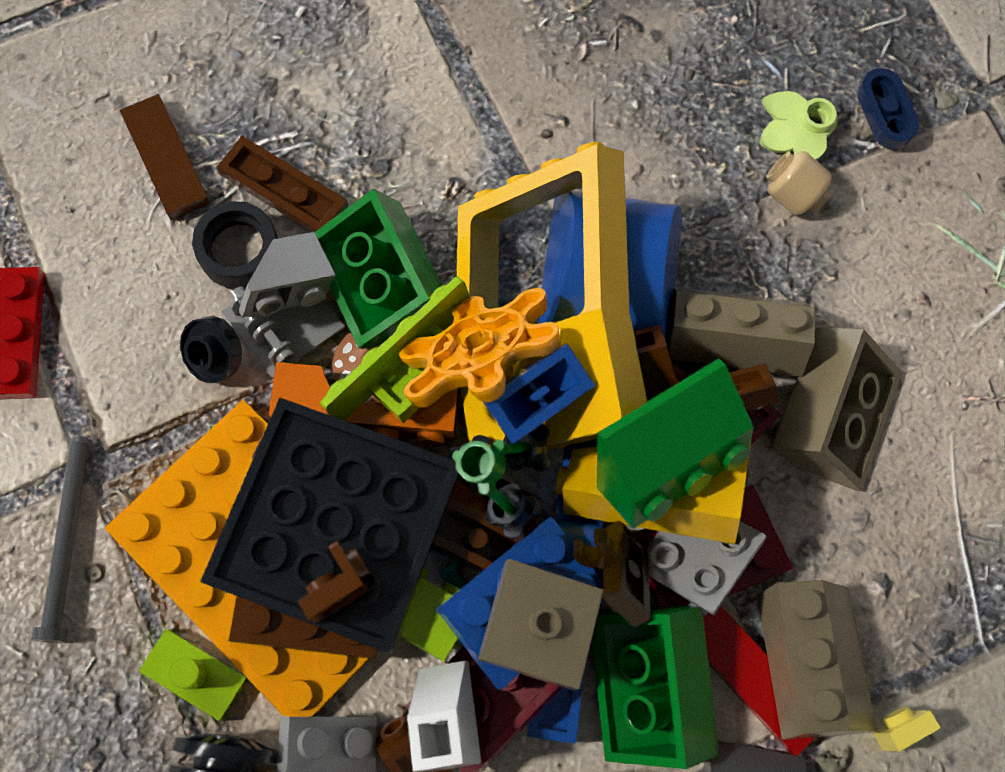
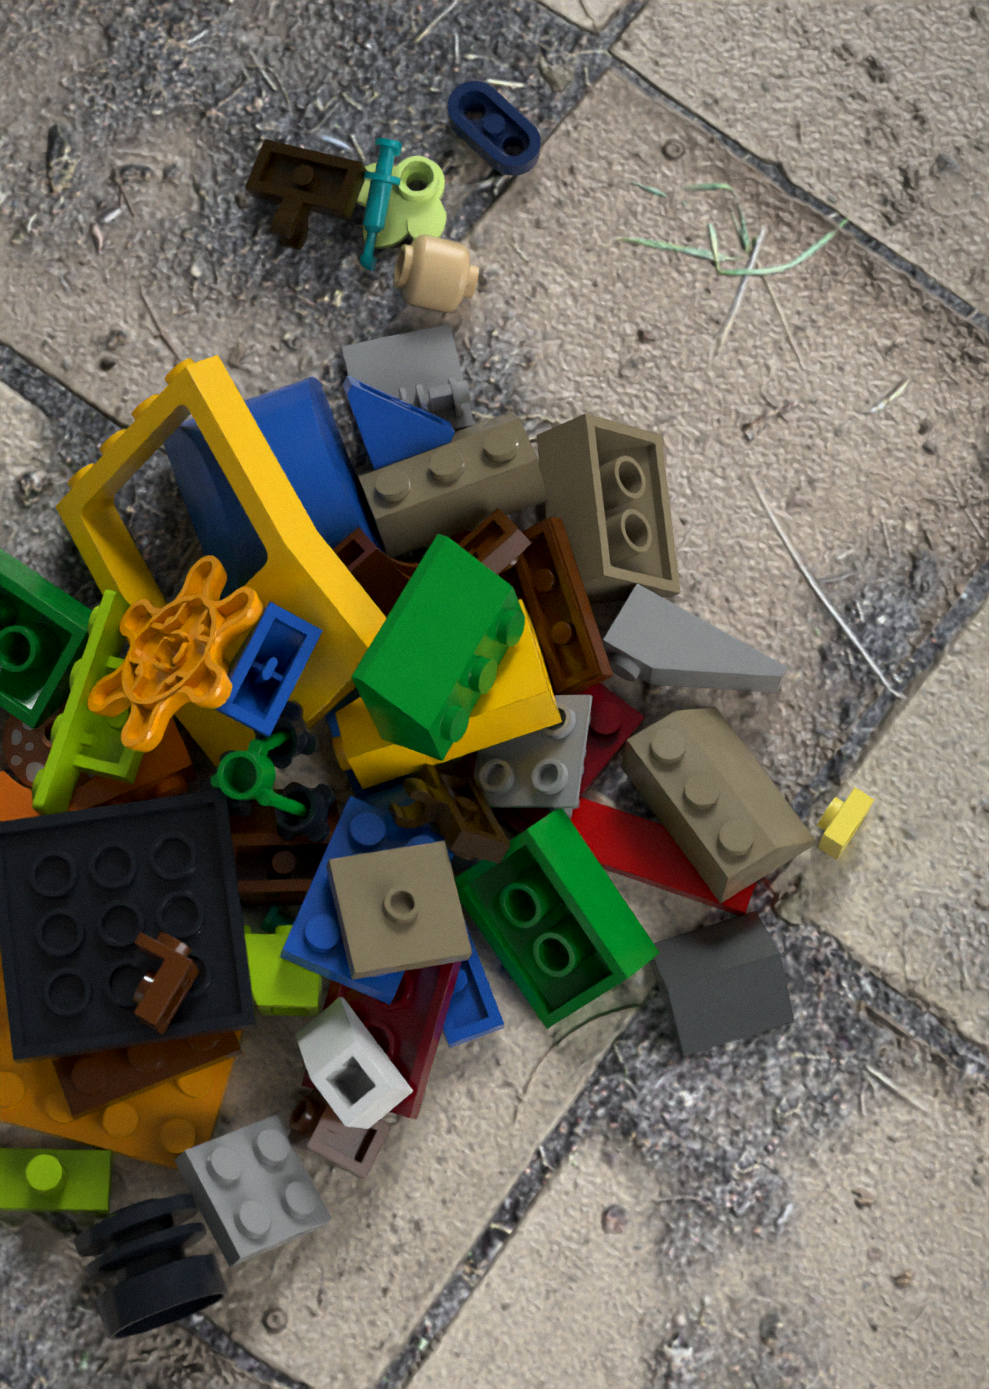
camera: 25 degrees left, 0 degrees up
(717, 269) = (392, 426): none -> blue slope
(741, 80) = (303, 183): none -> dark brown plate
(741, 250) = (417, 369): none -> light grey hinge
(774, 461) = (561, 610): none -> reddish brown tile
(793, 104) = (379, 196): none -> teal piece
(841, 529) = (676, 648): none -> light grey slope

